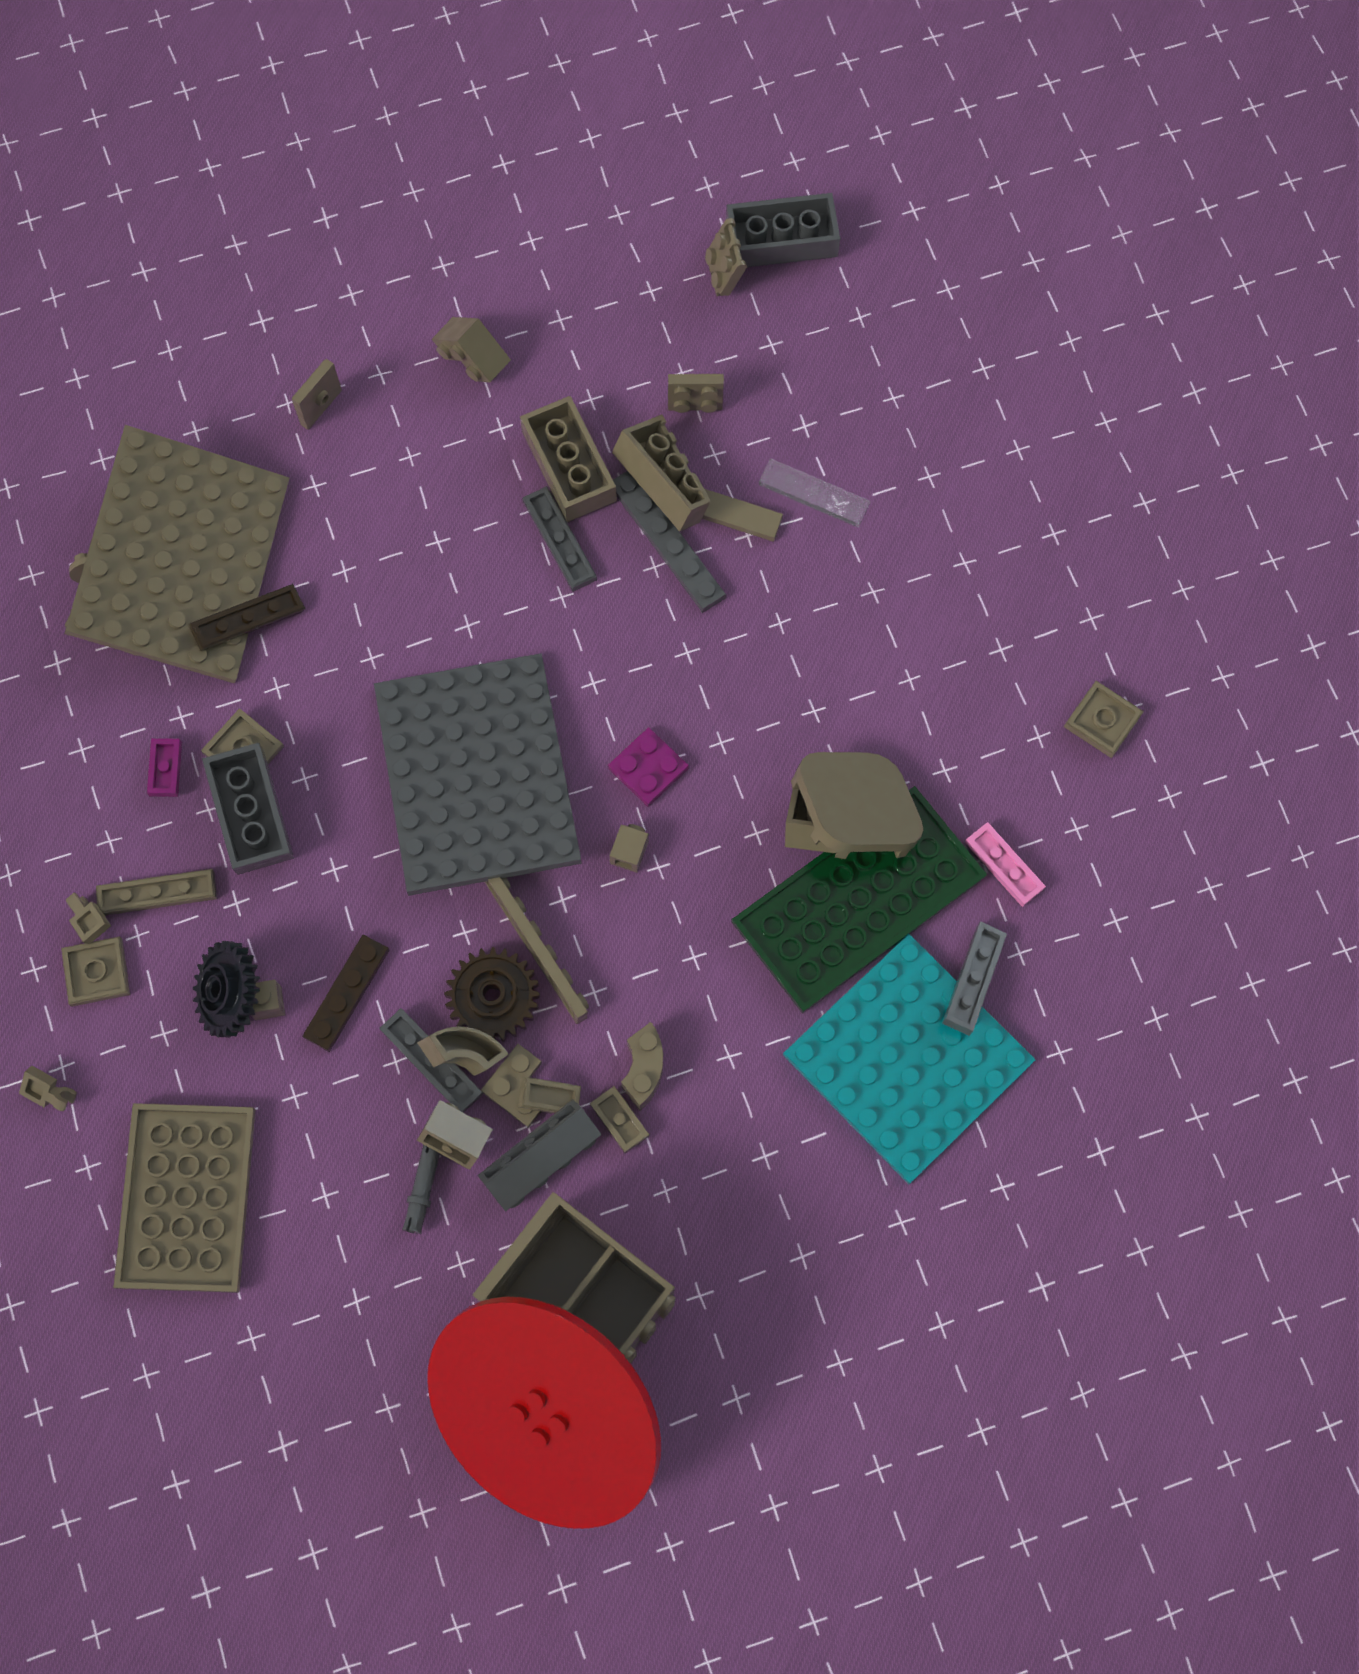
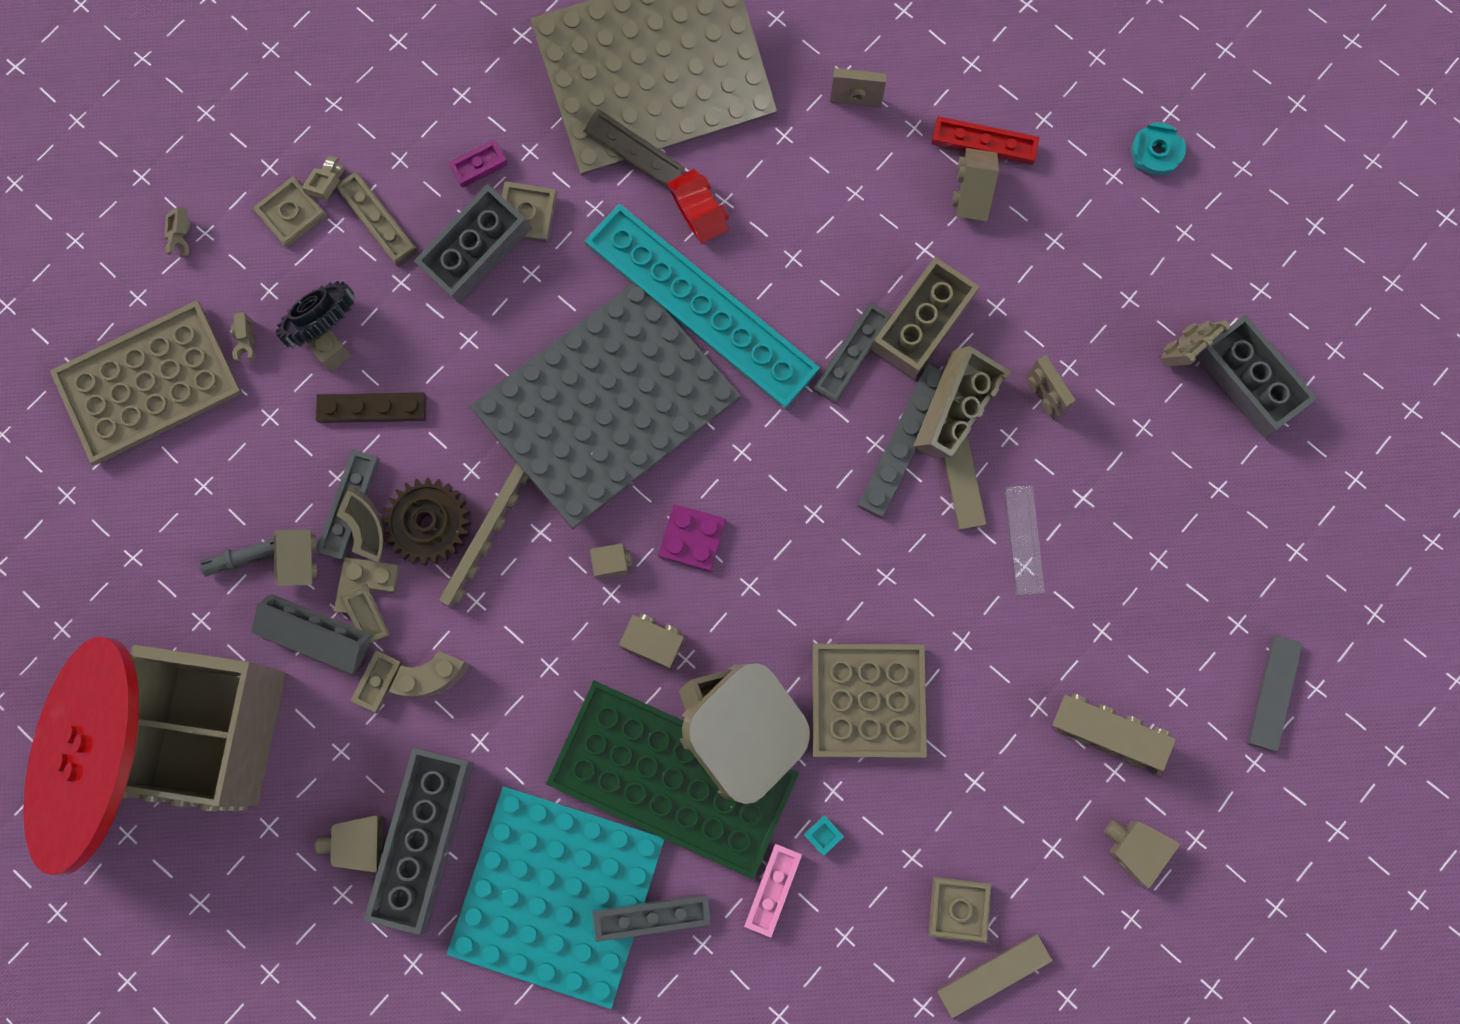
camera: 65 degrees right, 5 degrees up
(193, 1075) = (243, 331): none -> dark tan plate
(337, 592) = (698, 206): none -> red brick
(421, 330) = (1005, 143): none -> red plate
(433, 641) = (702, 306): none -> teal plate
(531, 204) = (1154, 163): none -> teal plate
(725, 849) = (652, 641): none -> dark tan brick
(763, 1215) = (355, 844): none -> dark tan torso
(793, 1150) = (418, 841): none -> dark grey brick
(882, 695) = (869, 700): none -> dark tan plate
(980, 796) = (823, 835): none -> teal plate
(1024, 510) = (1114, 733): none -> dark tan wedge
(1057, 372) = (1274, 693): none -> dark grey tile
(1131, 548) = (1140, 850): none -> dark tan torso
(1173, 723) = (994, 975): none -> dark tan tile

